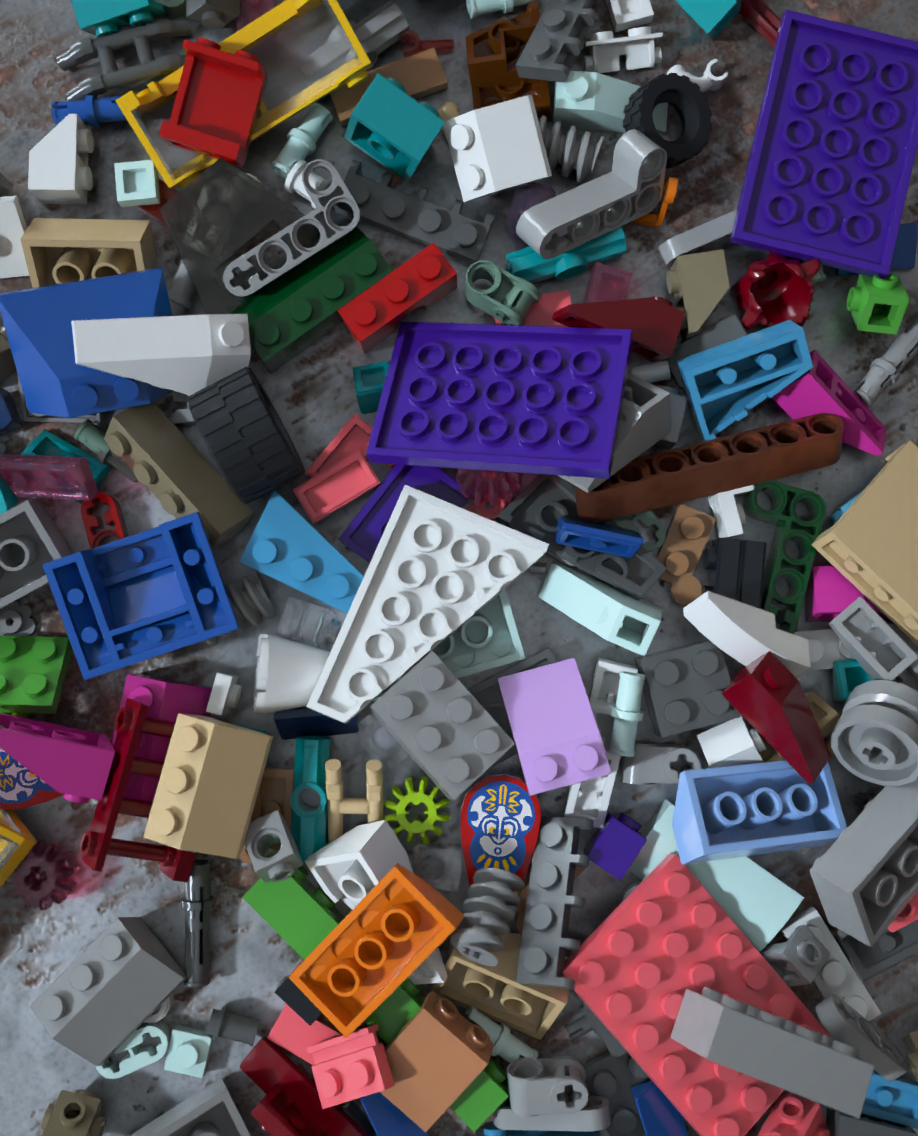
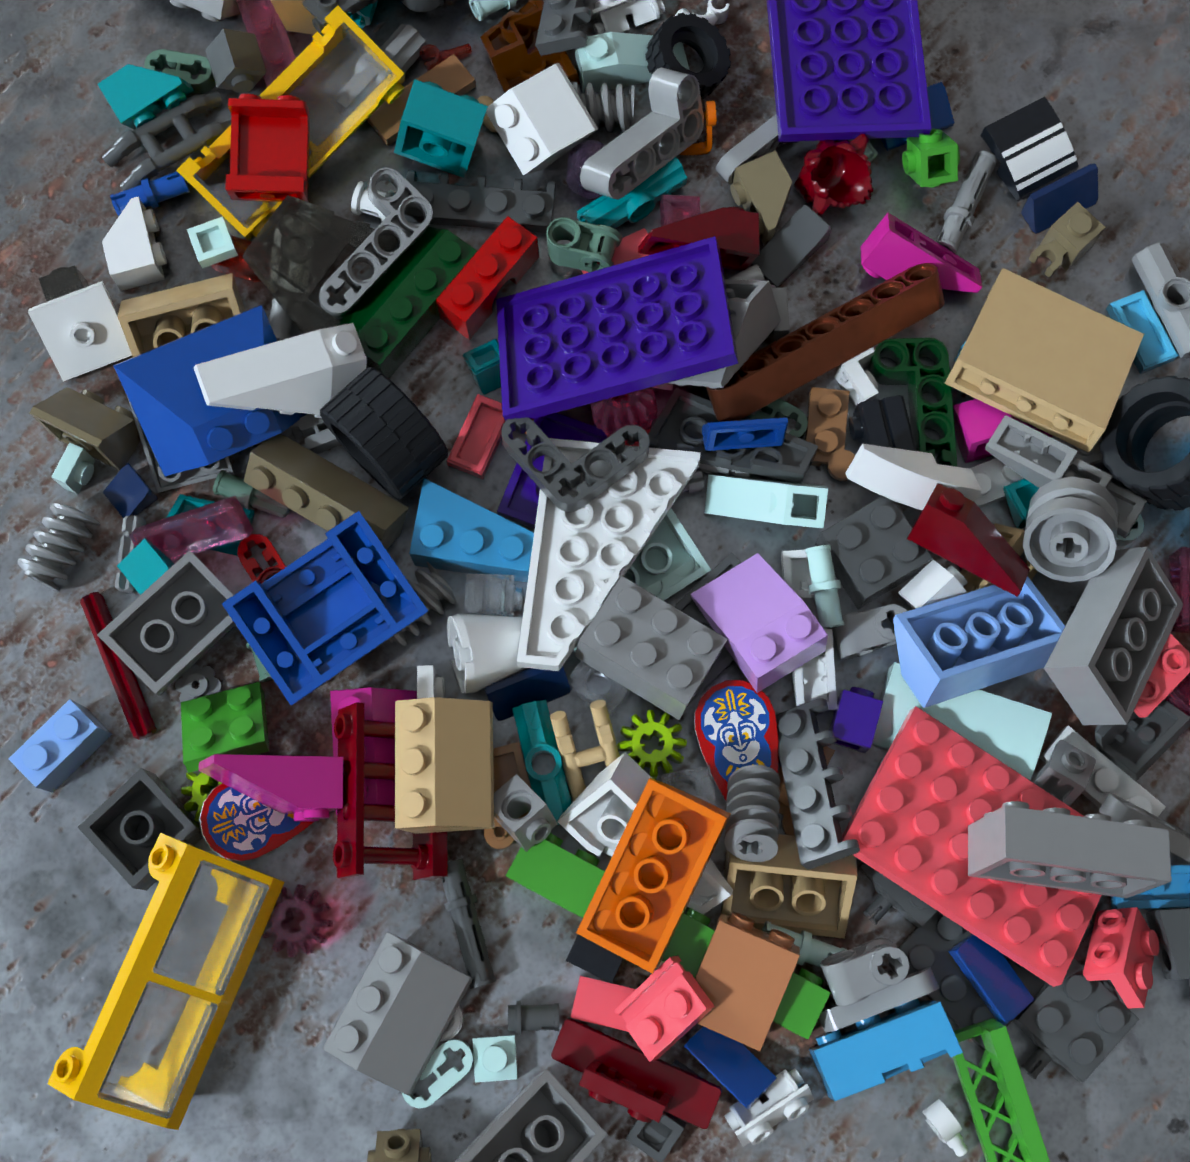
camera: 20 degrees left, 10 degrees down
(302, 139) = (355, 165): light aqua pin -> none
(336, 486) = (478, 465): coral tile -> none
(409, 528) = (568, 474): none -> dark grey beam
(741, 374) = (827, 253): dark azure wedge -> none

